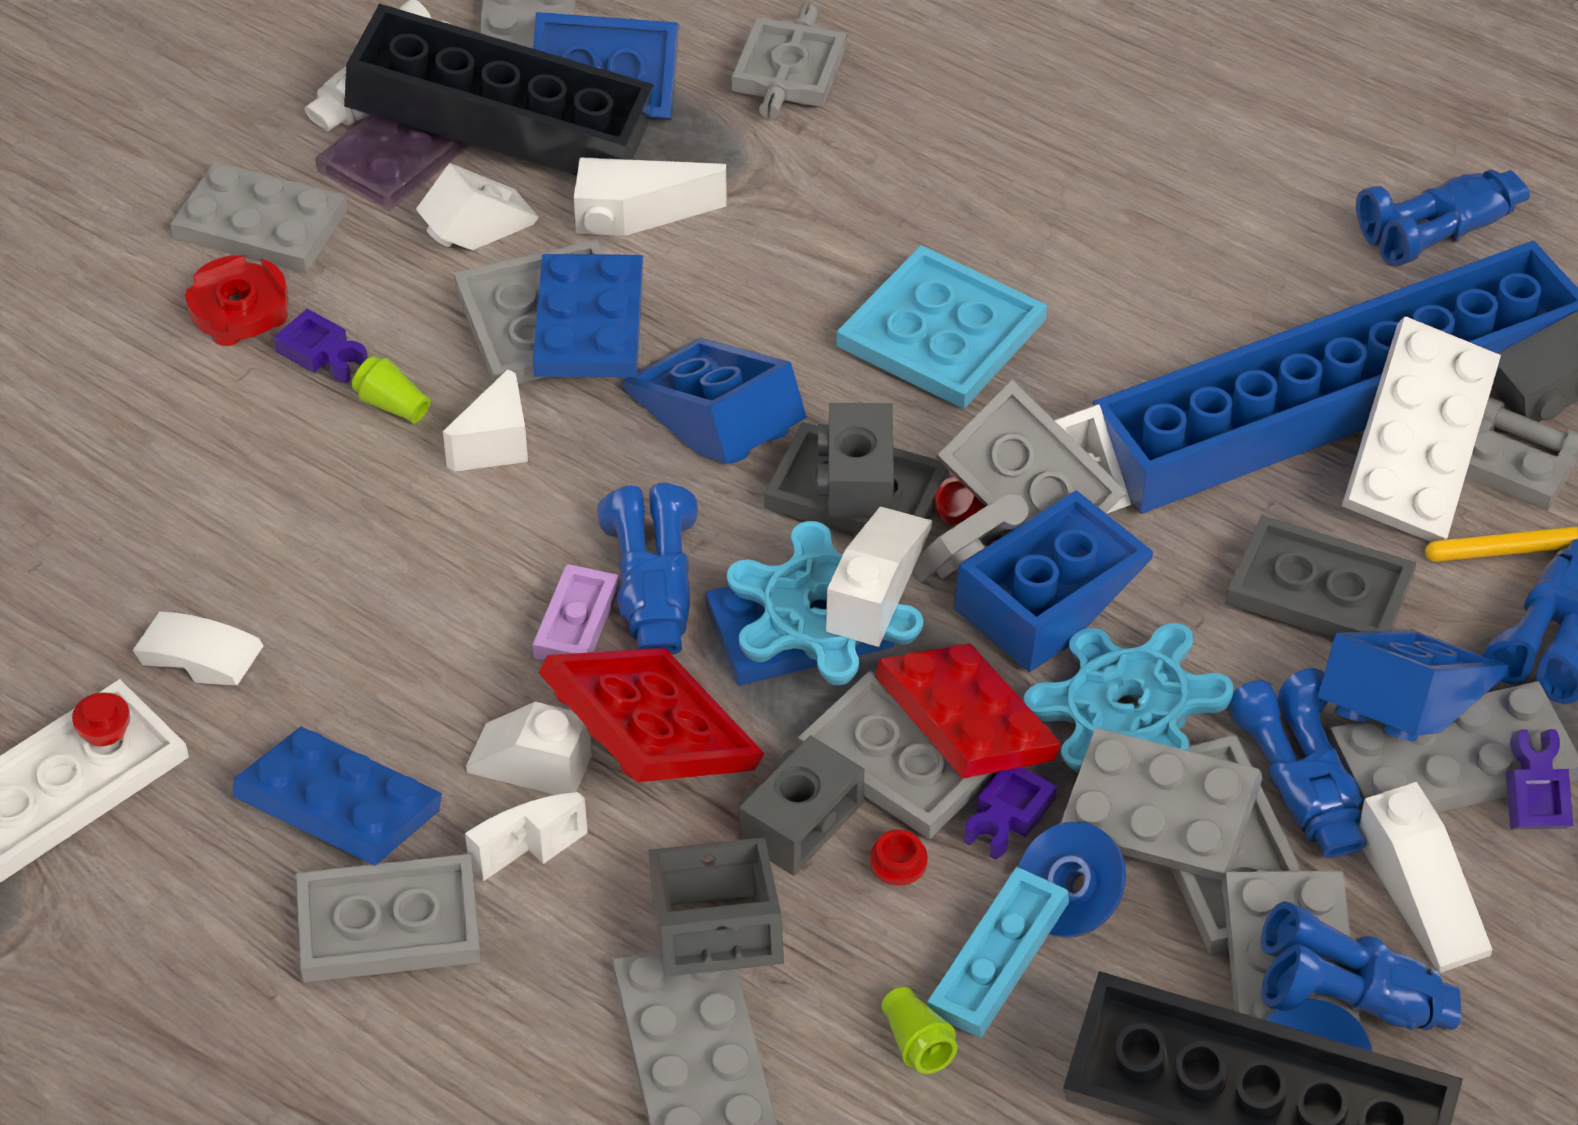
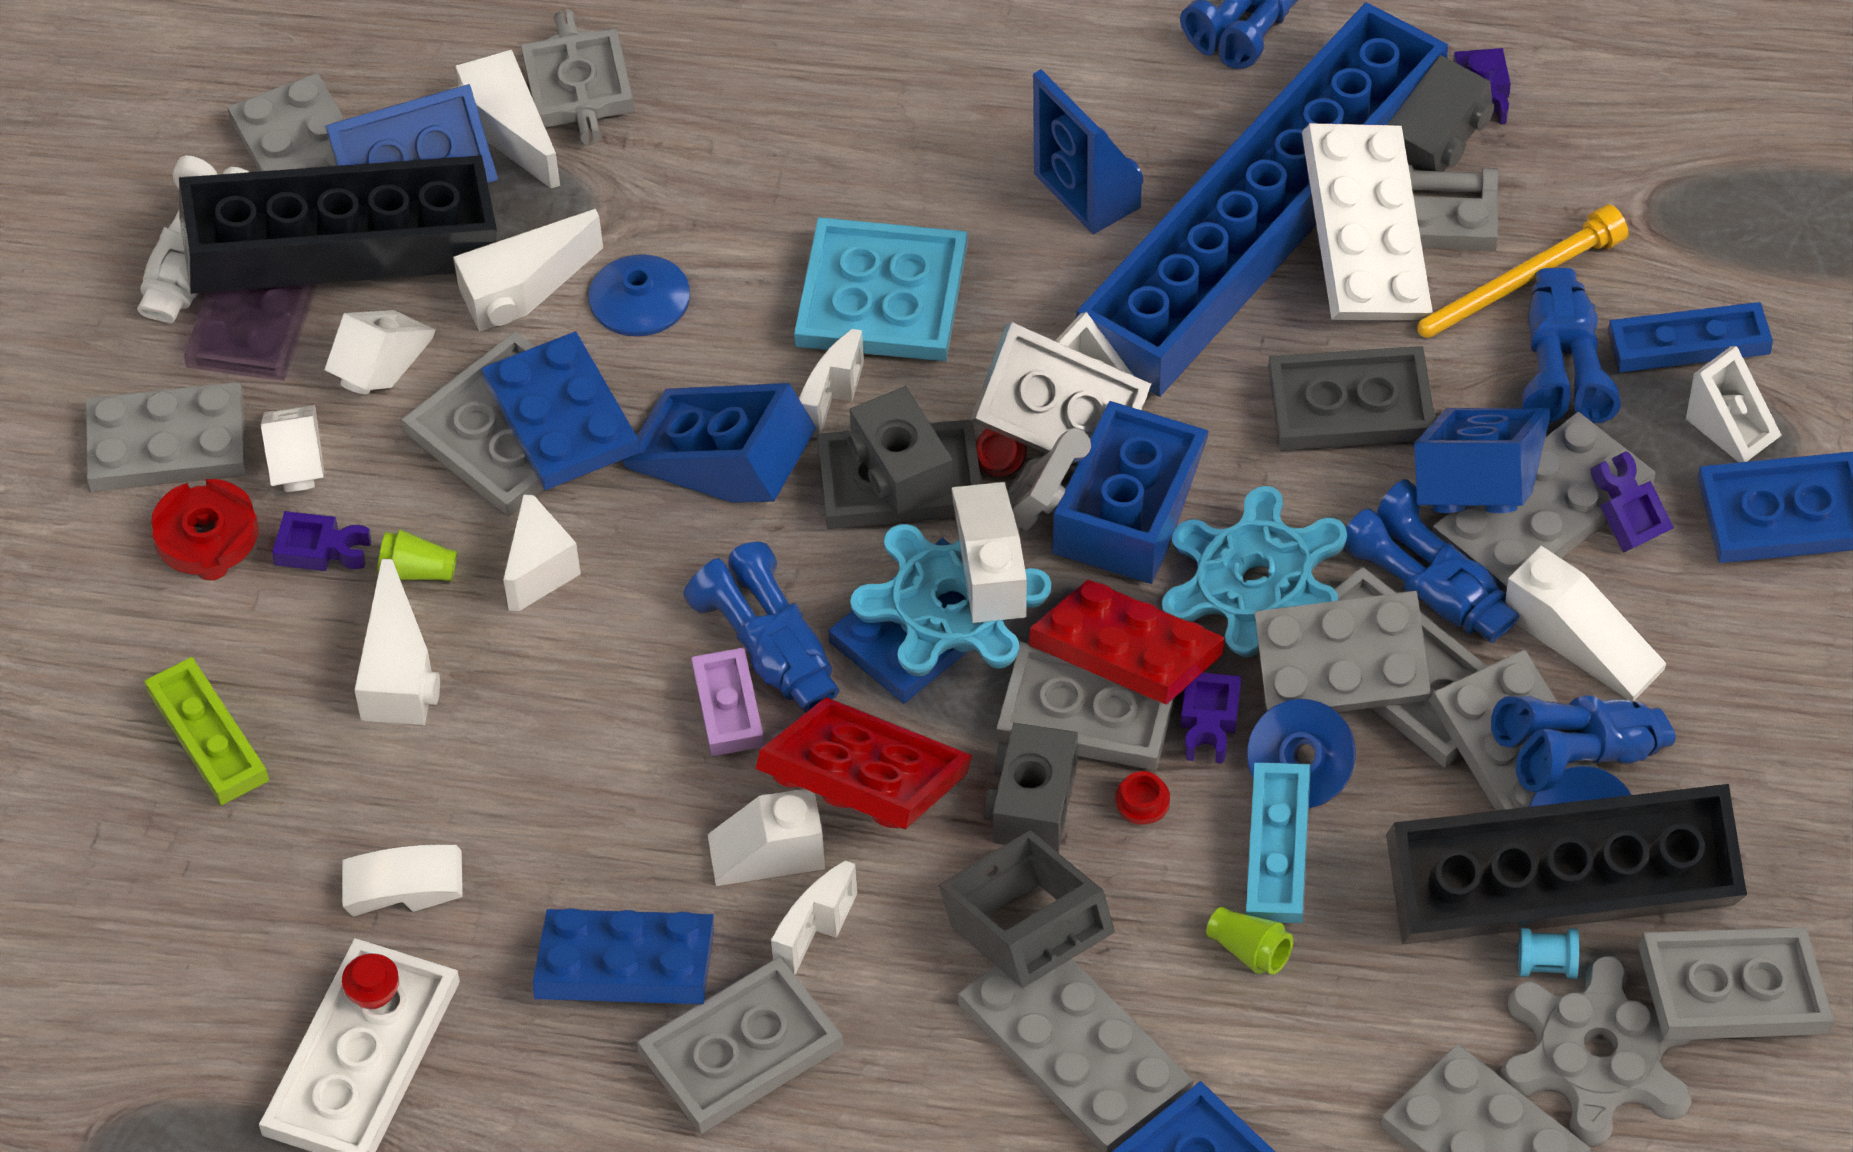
camera: 25 degrees left, 5 degrees up
(123, 460) = (206, 731): none -> lime plate
(313, 467) = (395, 665): none -> white slope
(349, 261) = (293, 447): none -> white slope
(707, 59) = (510, 114): none -> white slope
(730, 255) = (639, 295): none -> blue dish
(848, 379) = (833, 377): none -> white slope
(1186, 279) = (1080, 160): none -> blue slope

